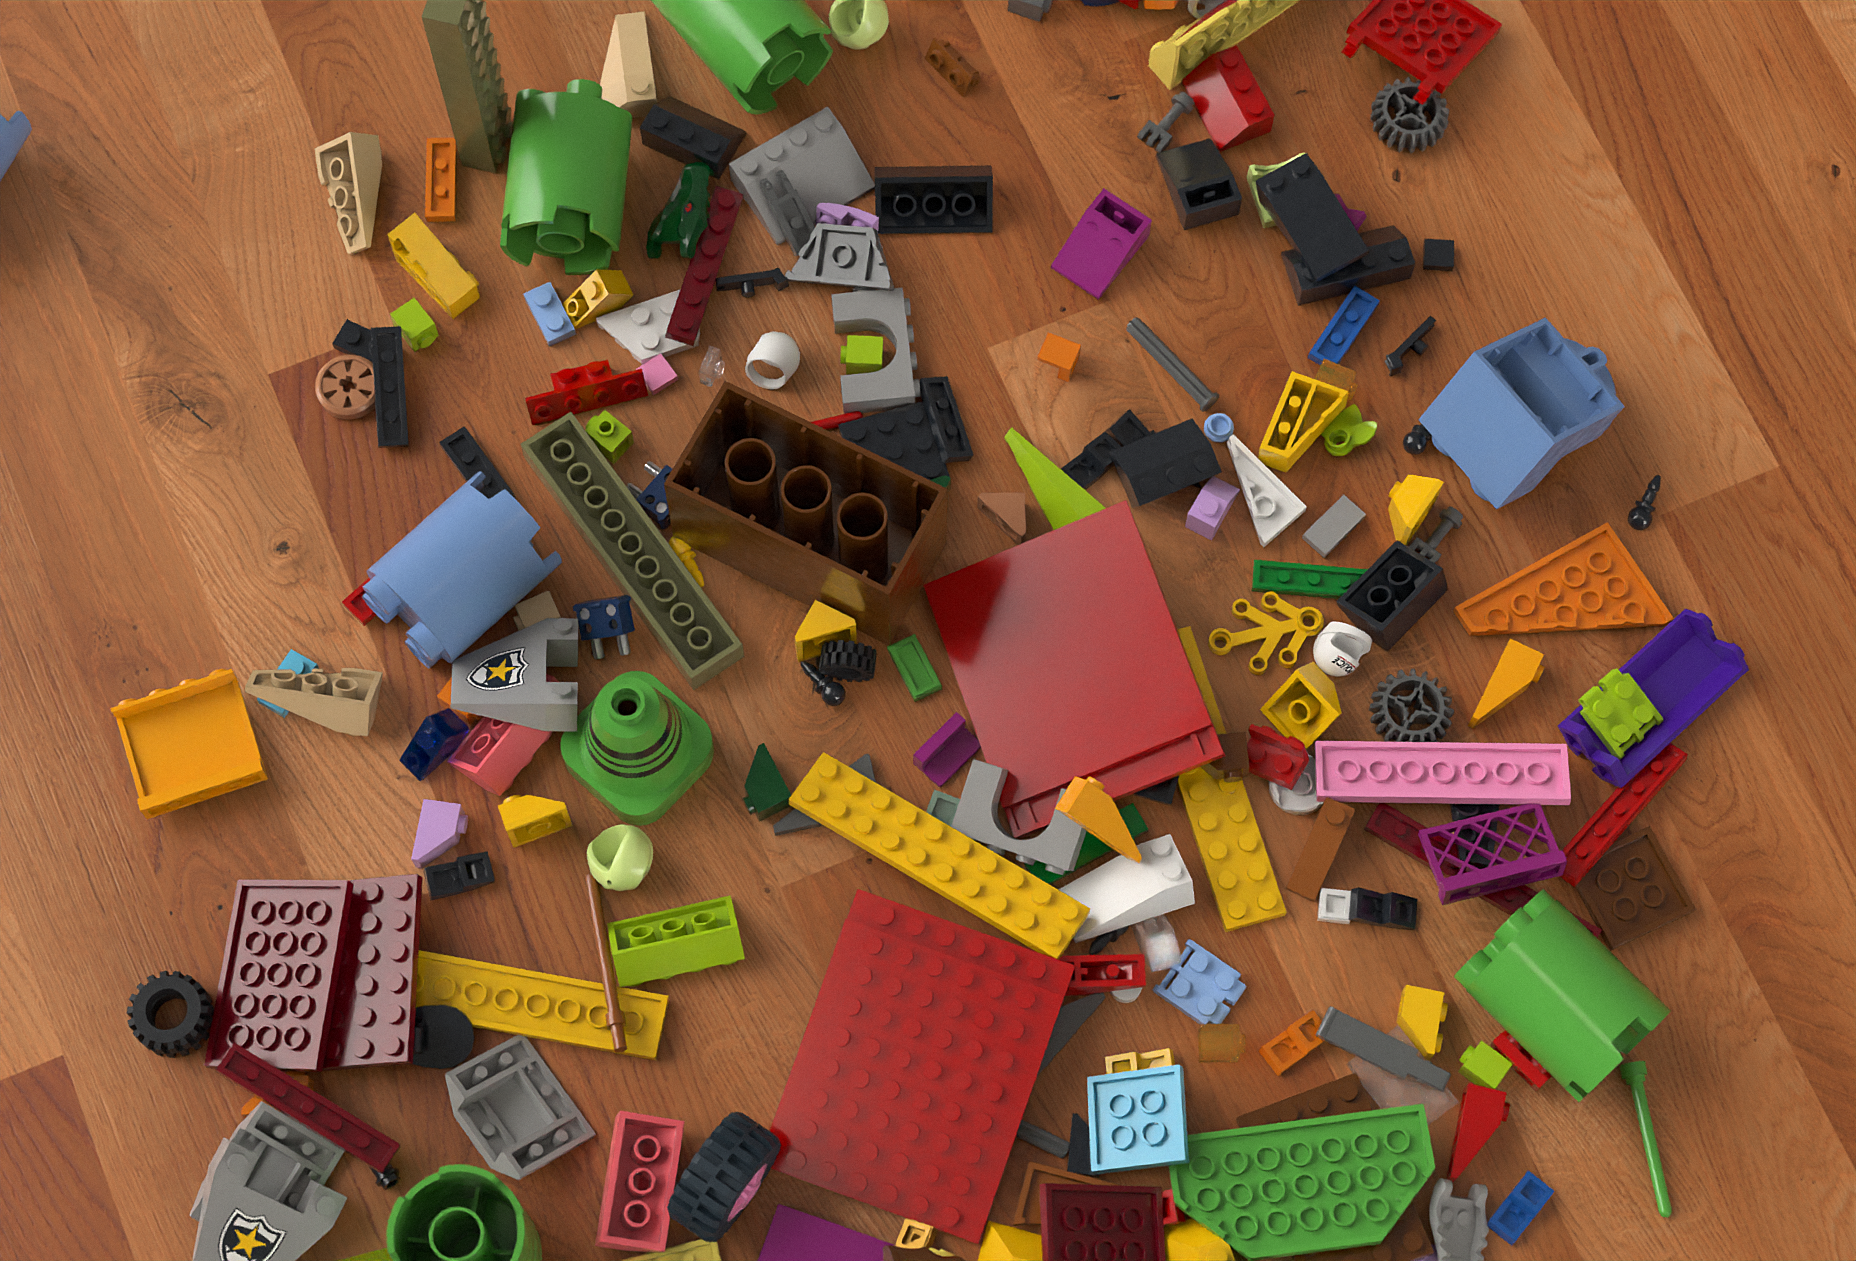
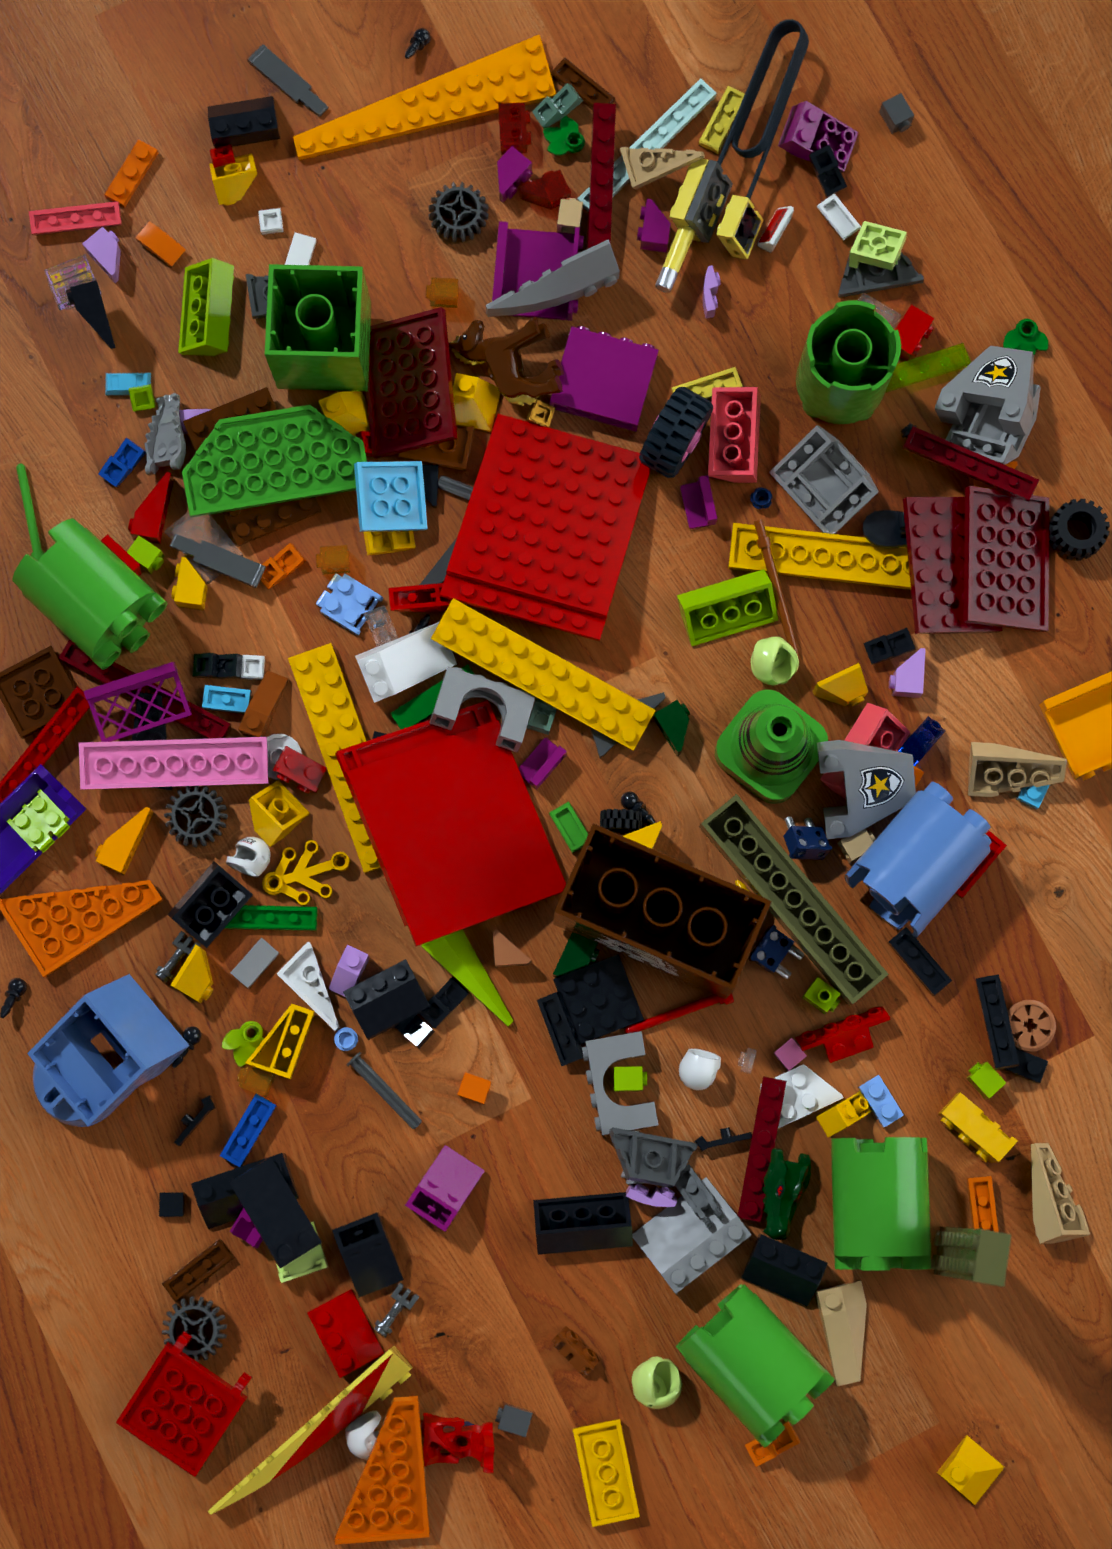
camera: 175 degrees right, 10 degrees up
(605, 1088) = (761, 492): none -> dark blue plate
(701, 1093) = (699, 503): none -> magenta panel
(1098, 814) = (433, 699): light orange slope -> none
(1235, 763) = (329, 764): reddish brown slope -> none
(1370, 861) = (226, 699): none -> medium azure plate
(1405, 181) = (198, 1270): none -> reddish brown tile

